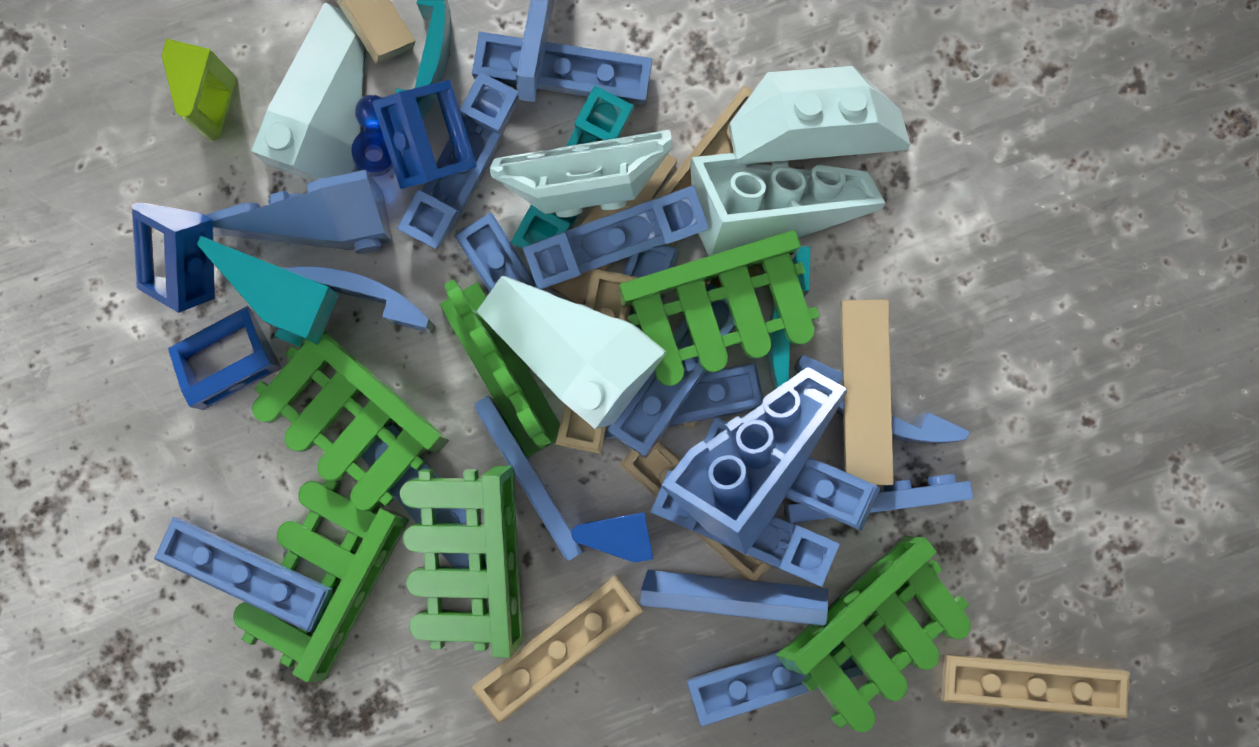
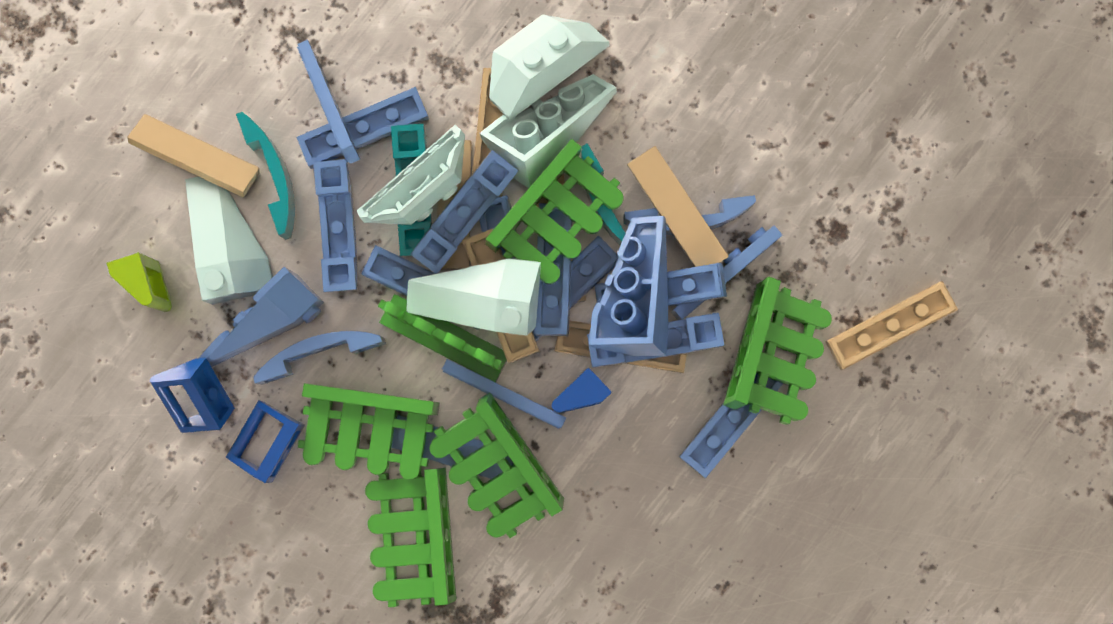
camera: 30 degrees left, 0 degrees up
(244, 574) = (364, 566): medium blue tile -> none
(279, 297) = (283, 378): teal slope -> none
(369, 139) = (262, 230): clear blue plate -> none
(408, 139) = (298, 232): blue tile -> none
(557, 649) = (588, 488): tan tile -> none
(735, 597) = (676, 386): medium blue tile -> none

